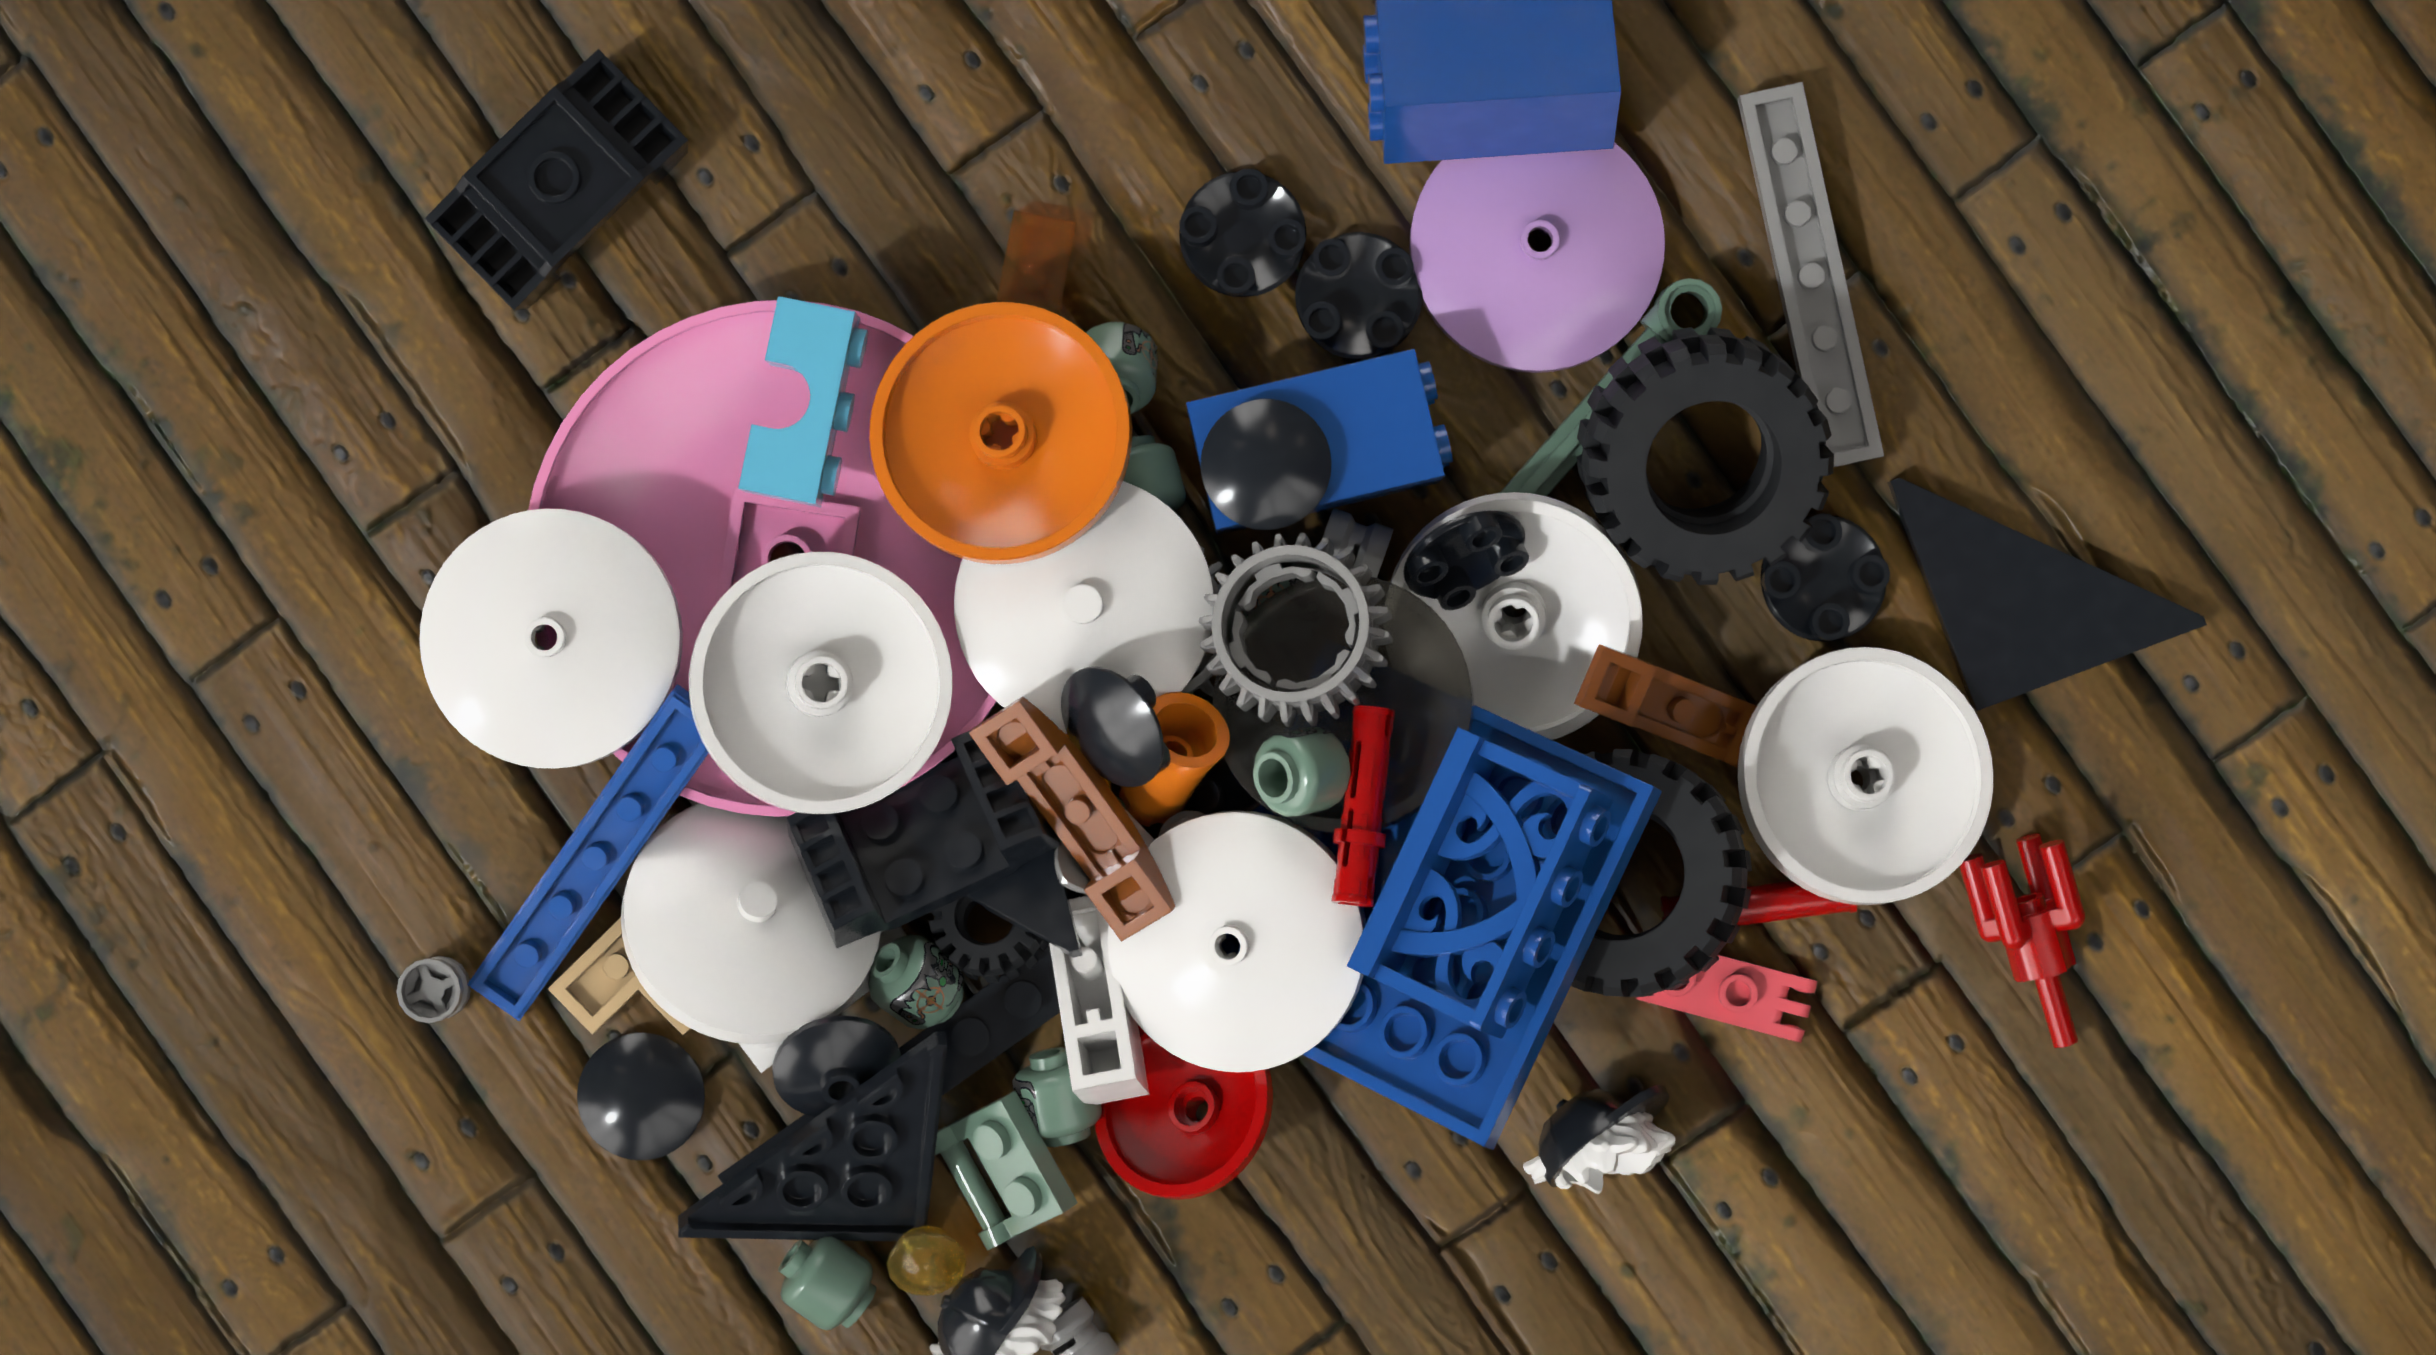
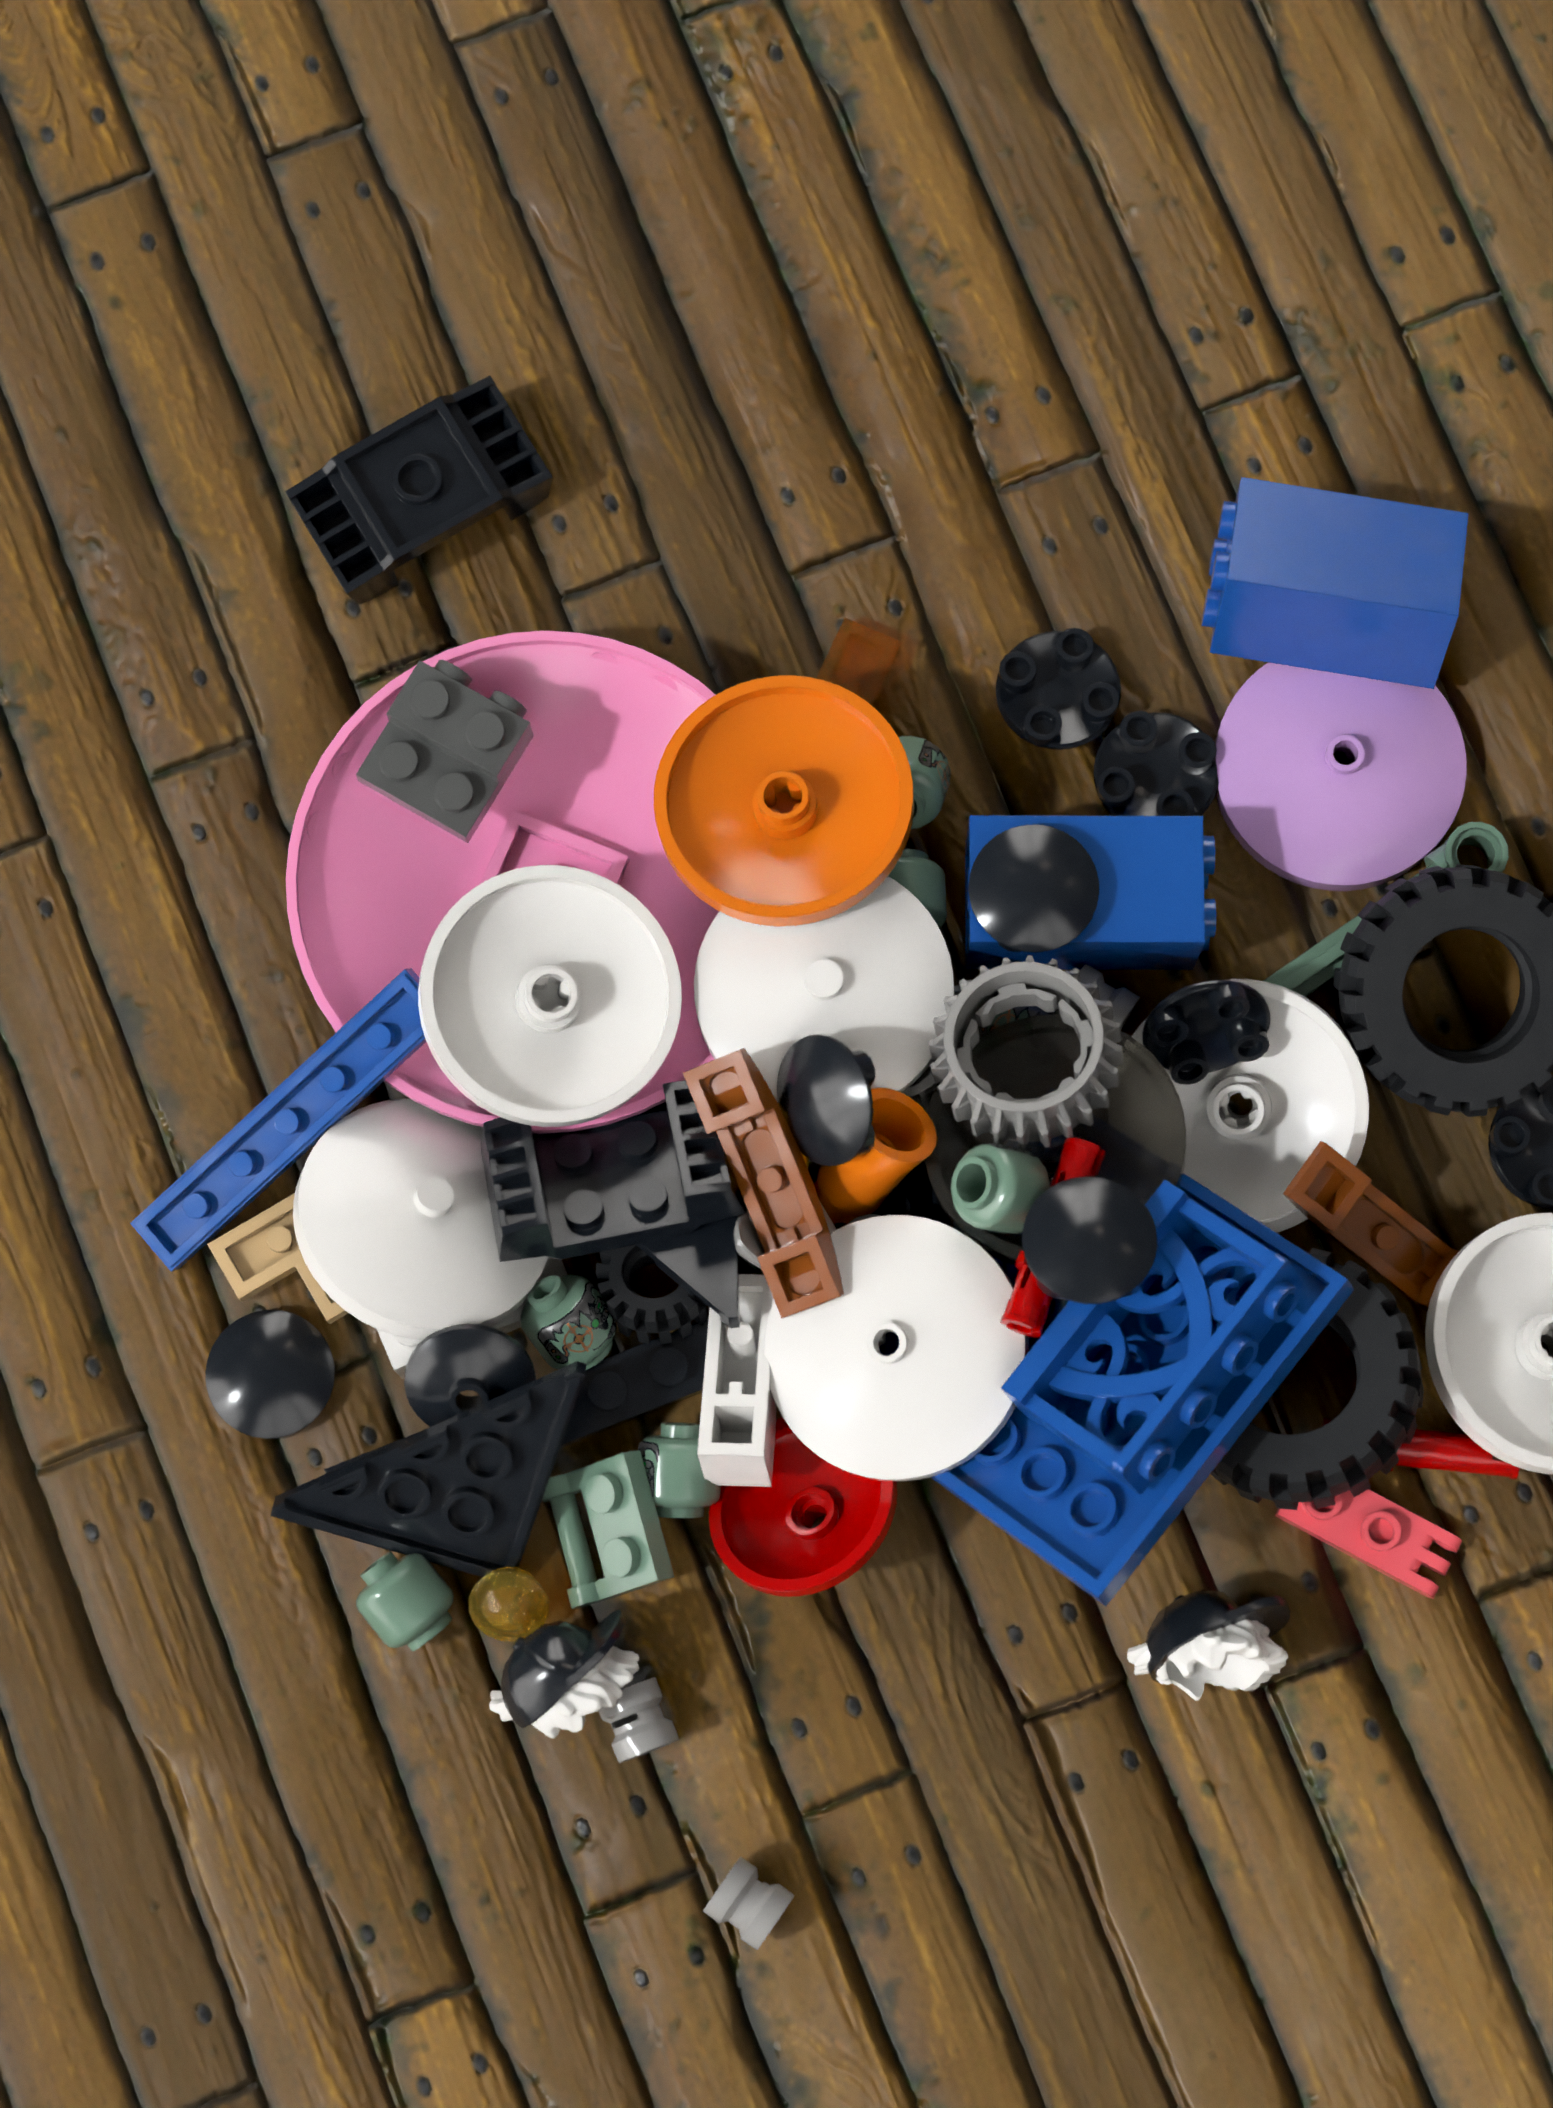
camera: 15 degrees right, 10 degrees down
(422, 992) = (87, 1212): light grey wheel -> none
(611, 652) = (308, 956): white dish -> none
(655, 454) = (446, 748): none -> dark grey plate
(798, 459) = (581, 781): medium azure arch -> none
(1399, 808) = (1089, 1241): none -> black dish

